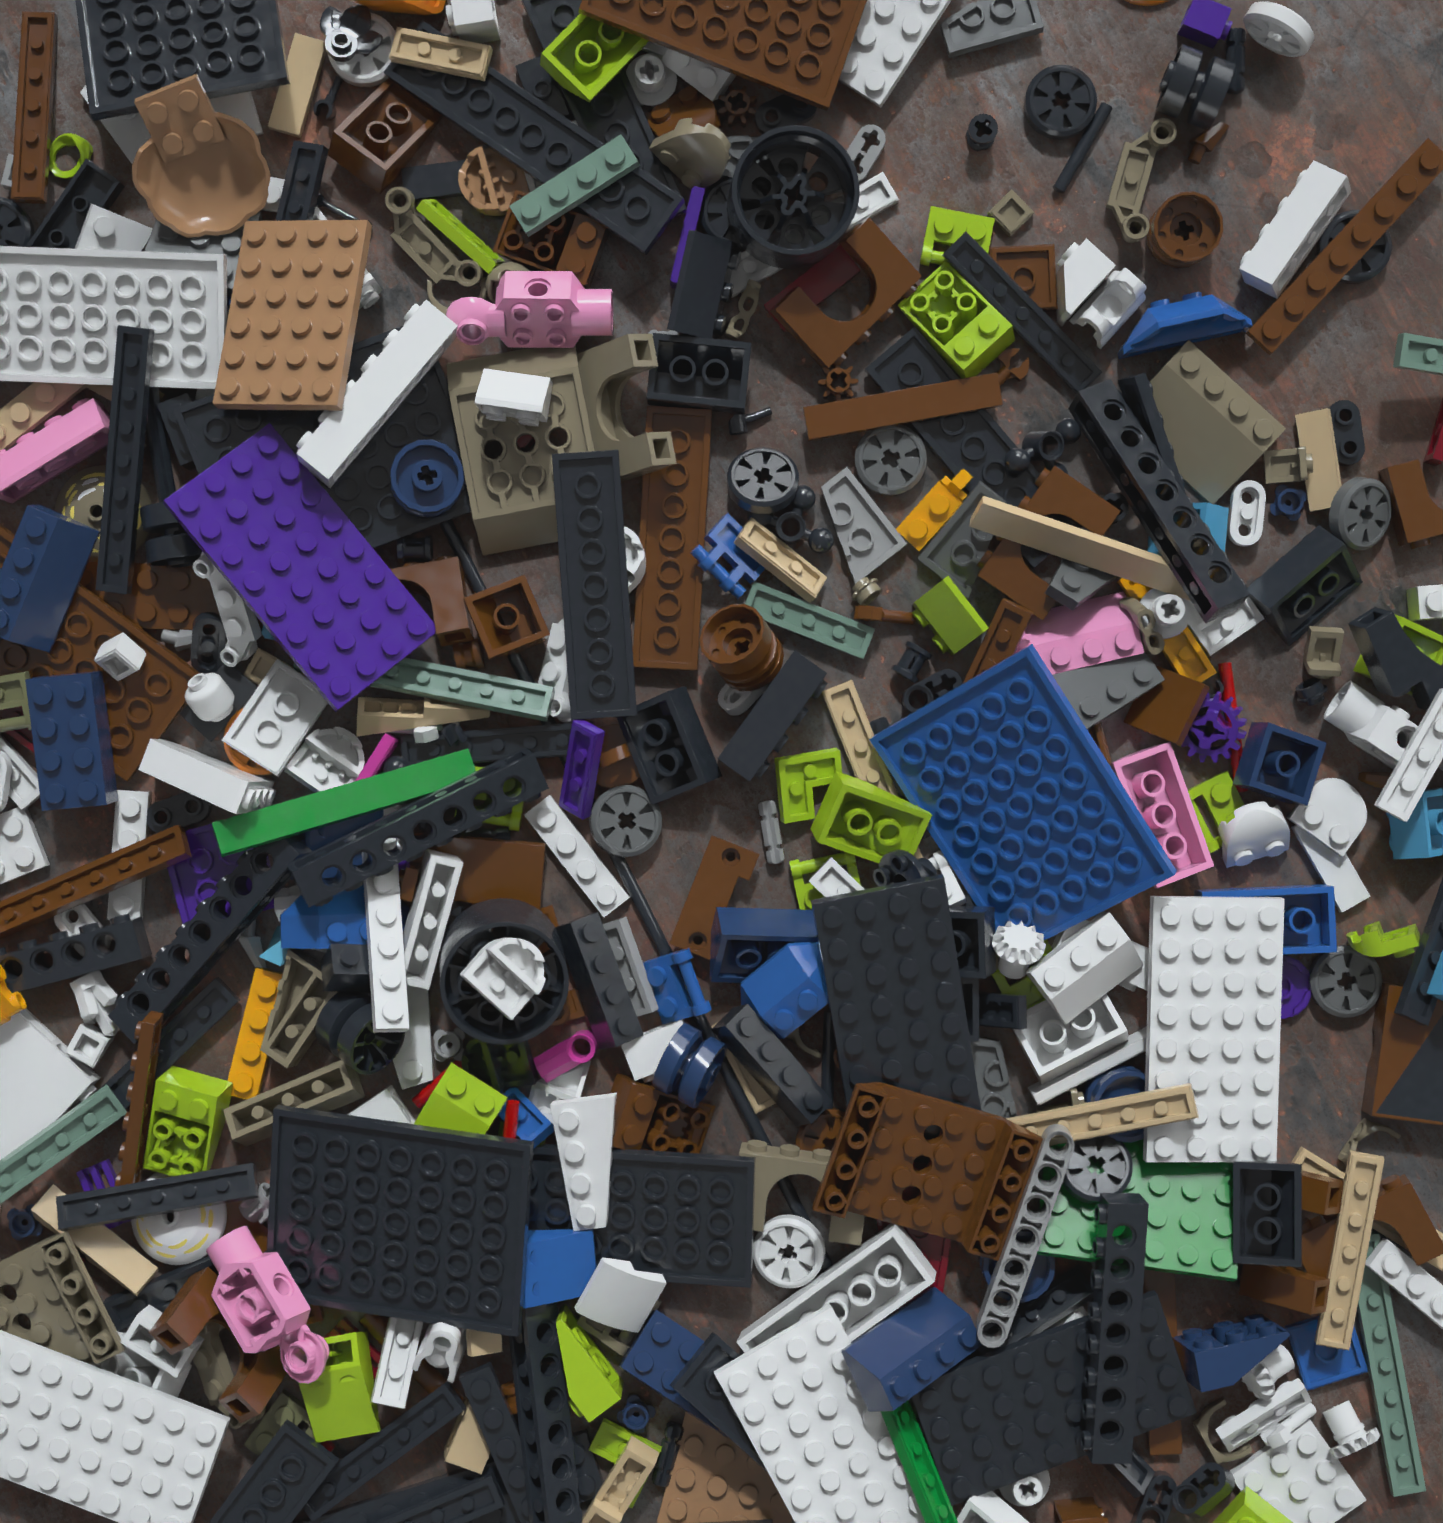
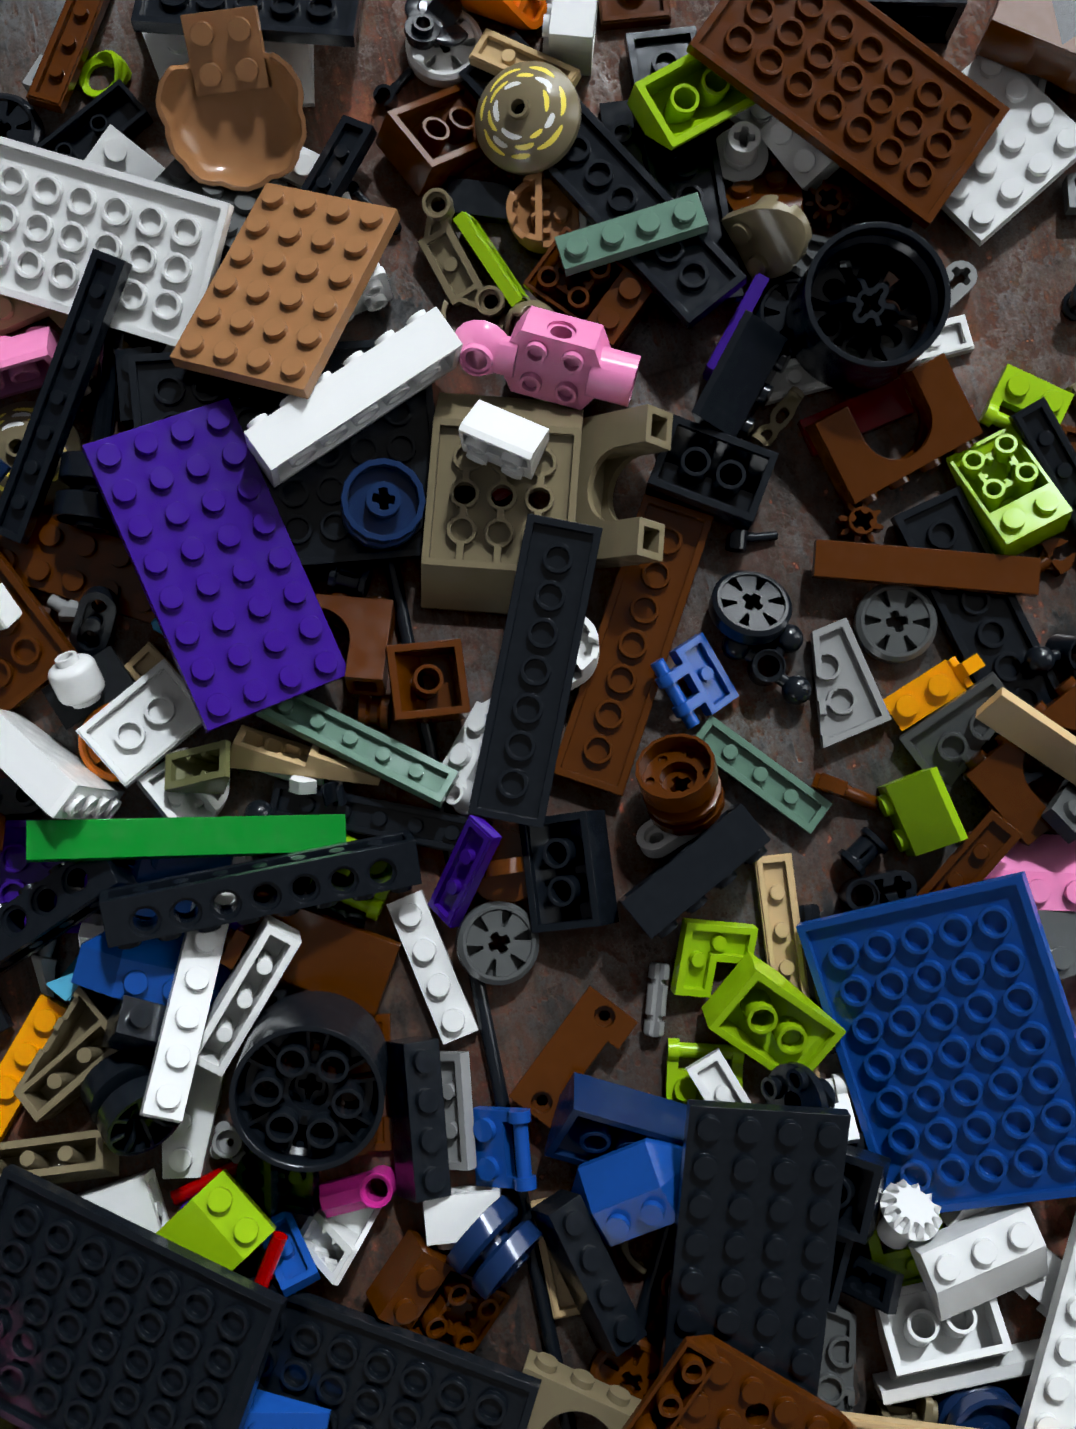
camera: 20 degrees right, 5 degrees down
(237, 618) = (131, 605): white plate -> none
(295, 99) = (364, 66): tan tile -> none
(335, 744) = (199, 769): none -> olive slope
(379, 756) = (249, 792): dark pink tile -> none
(475, 103) = (538, 134): none -> dark tan dish
(507, 974) = (311, 1091): white slope -> none
(585, 1150) = (348, 1311): white wing -> none
(780, 560) = (747, 699): tan tile -> none
(866, 591) = (832, 759): dark tan plate -> none

